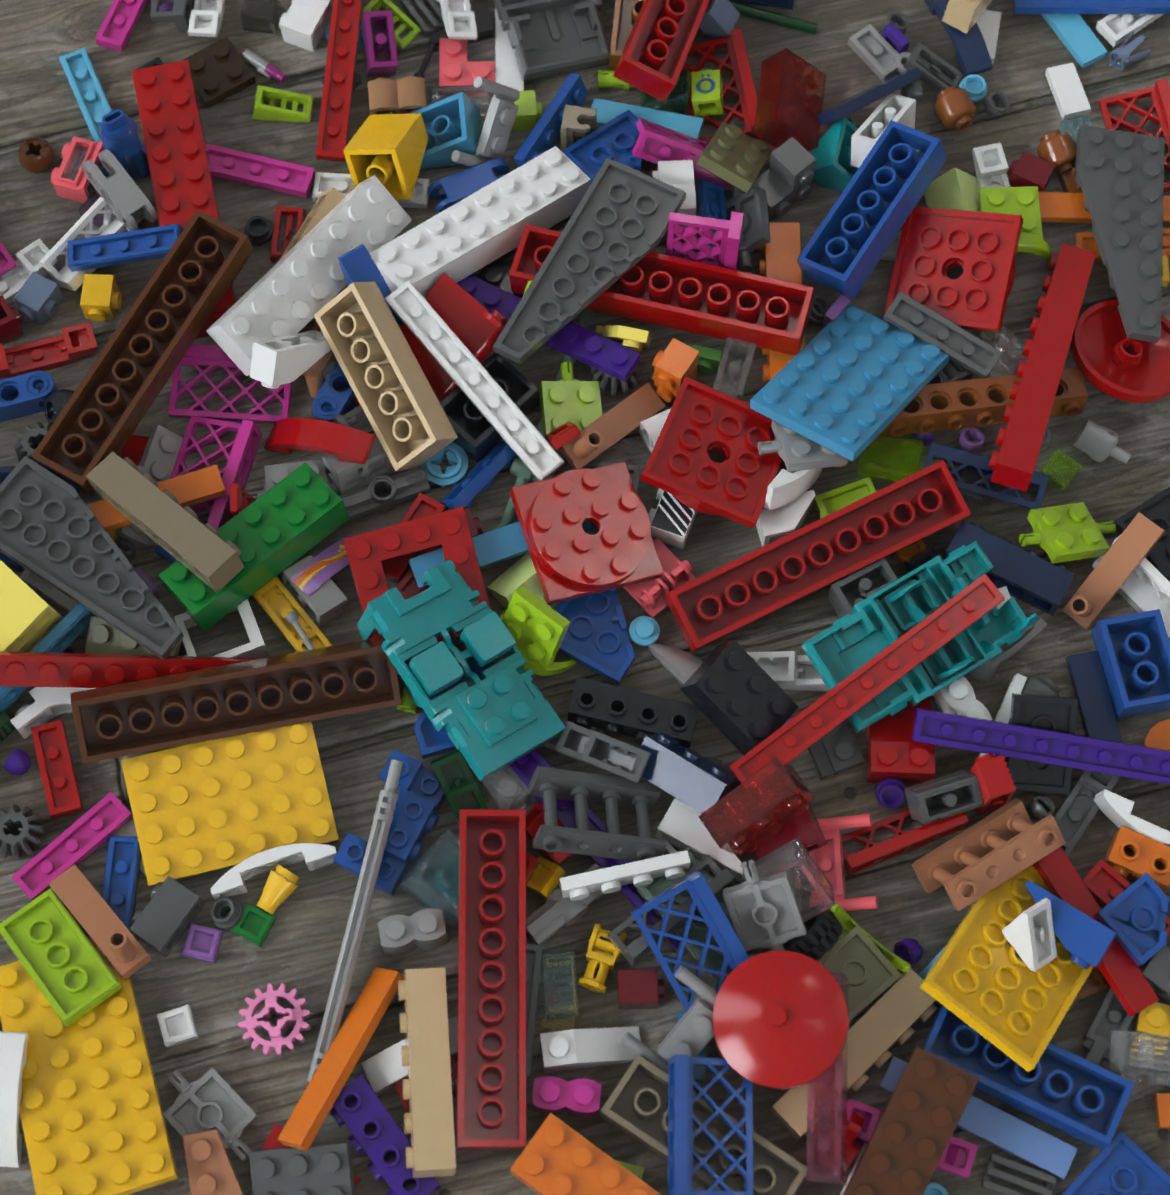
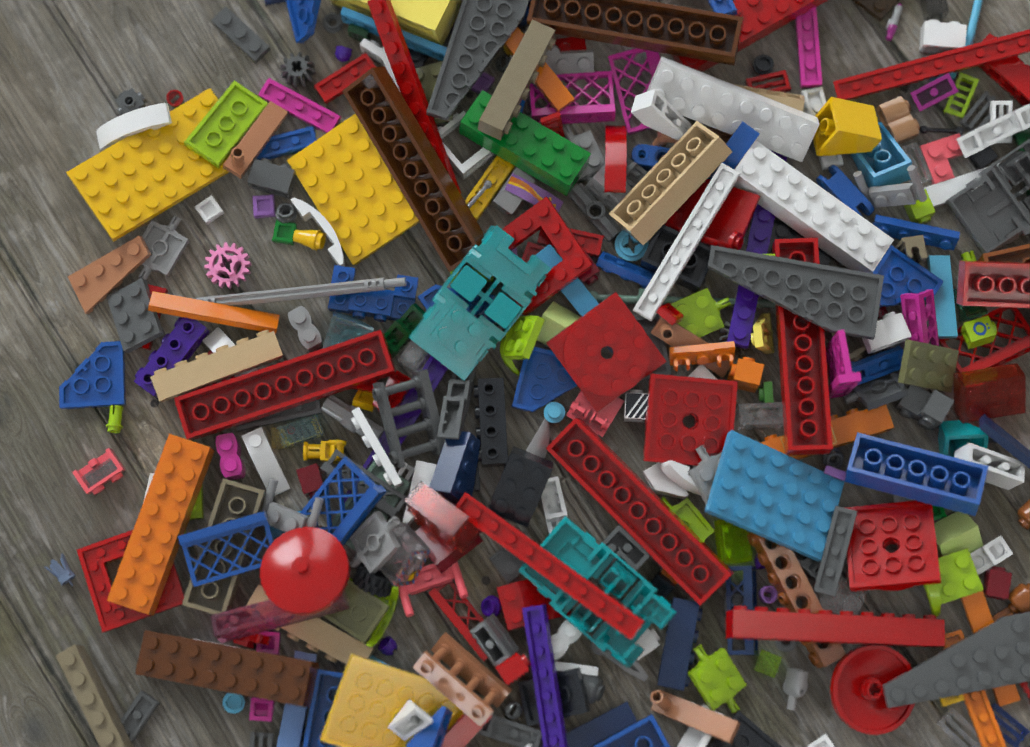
camera: 75 degrees right, 10 degrees up
(272, 113) = (873, 44): lime slope -> none
(632, 413) = (702, 354): none -> orange plate

